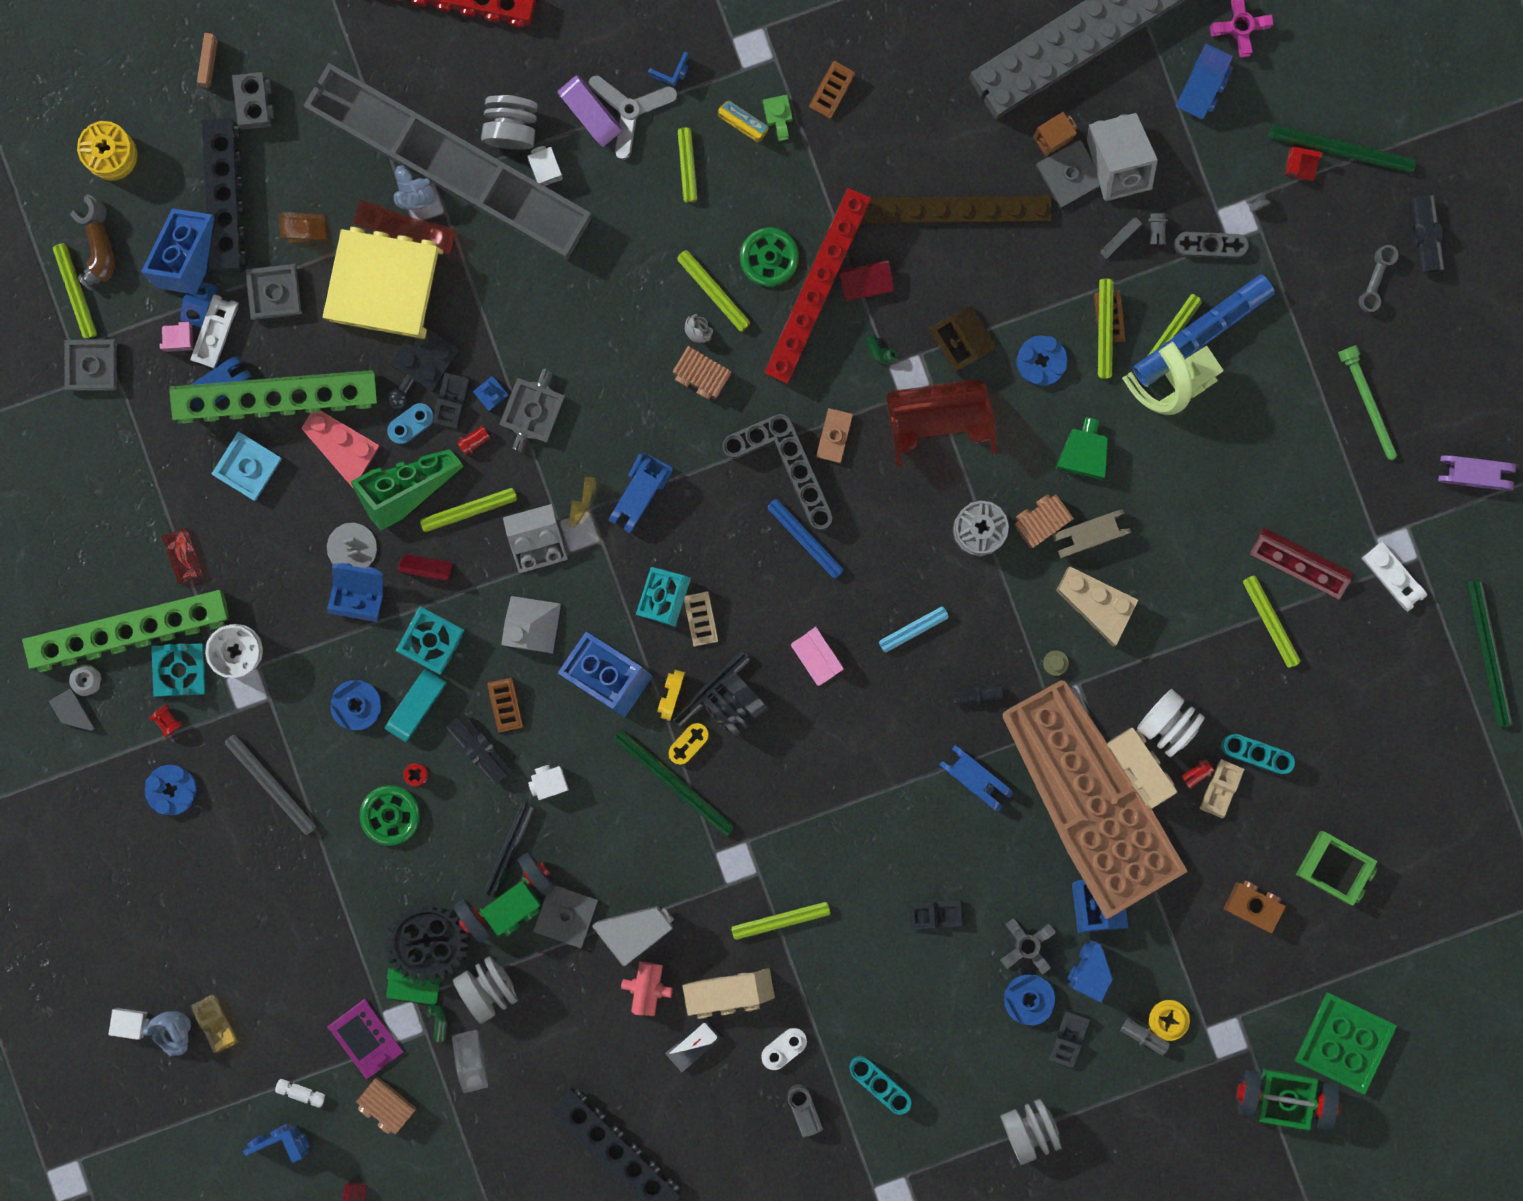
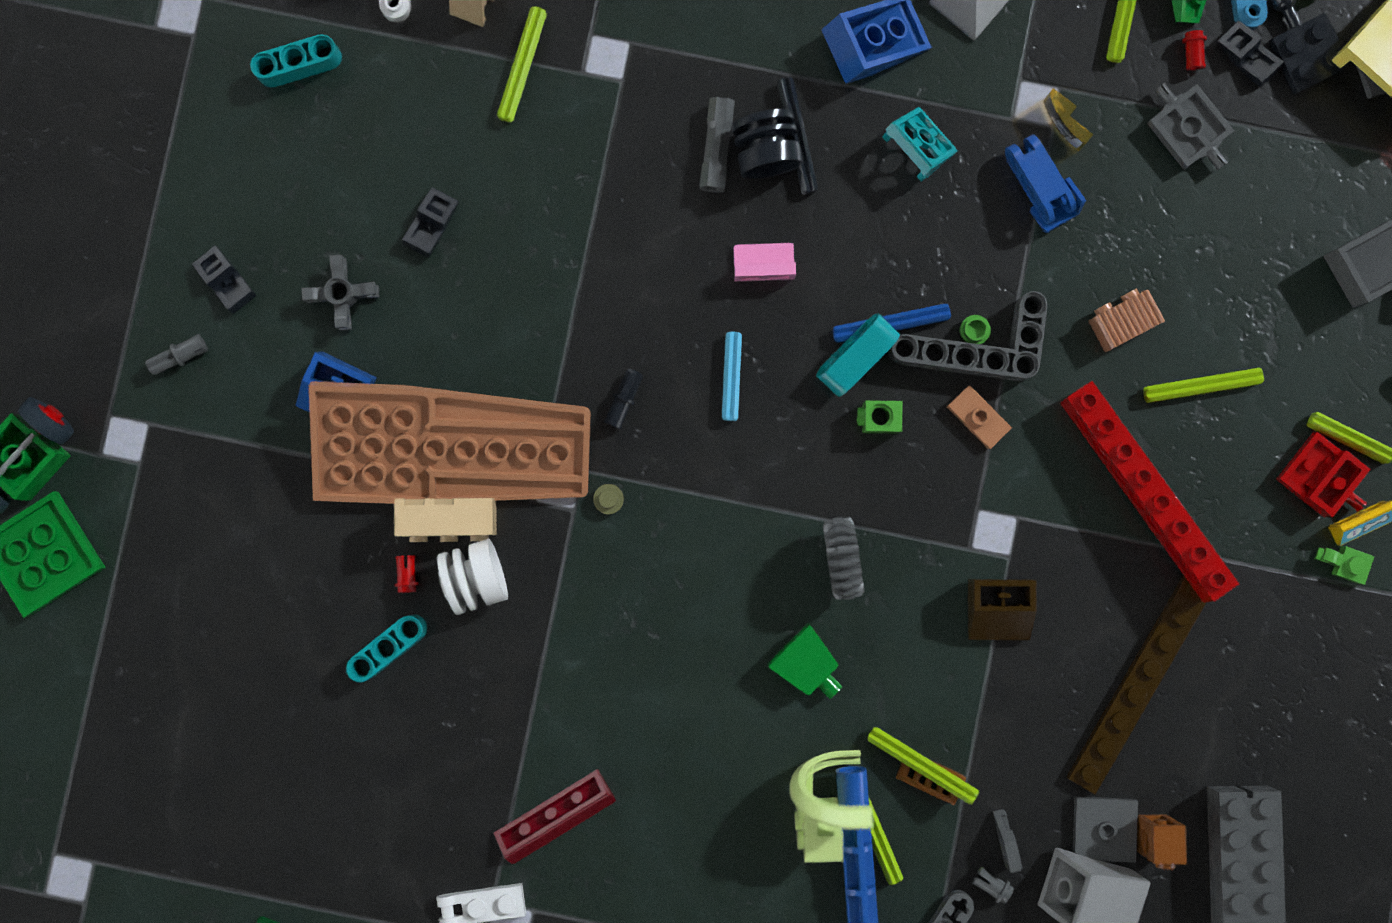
camera: 130 degrees right, 0 degrees up
(490, 393) = (1232, 97): blue tile -> none
(535, 538) = (1058, 50): light grey slope -> none
(668, 704) = (808, 84): yellow plate -> none
(673, 782) = (725, 41): dark green axle -> none
(683, 739) = (762, 77): yellow beam -> none
(696, 598) = (887, 160): tan slope -> none
(698, 329) = (1174, 344): light grey plate -> none
(727, 168) = (1324, 476): none -> red plate
(753, 742) = (717, 144): none -> dark grey axle
(755, 273) = (1224, 449): green plate -> none
(773, 476) = (975, 329): none -> bright green plate
(844, 71) = (1357, 640): dark orange slope -> none
(845, 548) = (858, 354): none -> teal beam
(866, 280) = (1121, 547): dark red slope -> none
(878, 493) = (893, 411): none -> bright green brick
(880, 354) = (1035, 514): dark green arm -> none
(940, 411) = (940, 535): clear red windscreen -> none
(967, 535) = (775, 504): light grey wheel -> none
(976, 778) = (540, 345): blue piece -> none
(997, 471) = (843, 558): none -> dark grey gear
(1031, 1131) = (150, 183): light grey wheel -> none
(1035, 373) = (917, 663): blue plate -> none
(1042, 521) = (762, 576): nougat brick -> none
(1043, 1003) = (276, 249): blue plate -> none
(1091, 533) = (718, 617): dark tan piece -> none
(1092, 974) = (268, 334): blue slope -> none
(1098, 603) = (641, 580): tan wedge -> none
(1179, 1013) = (164, 390): yellow gear -> none
(1221, 788) = (376, 589): tan slope -> none
(1239, 903) = (217, 549): dark orange brick -> none
(1271, 621) = (513, 748): lime axle -> none
(1316, 852) = (247, 641): bright green window -> none

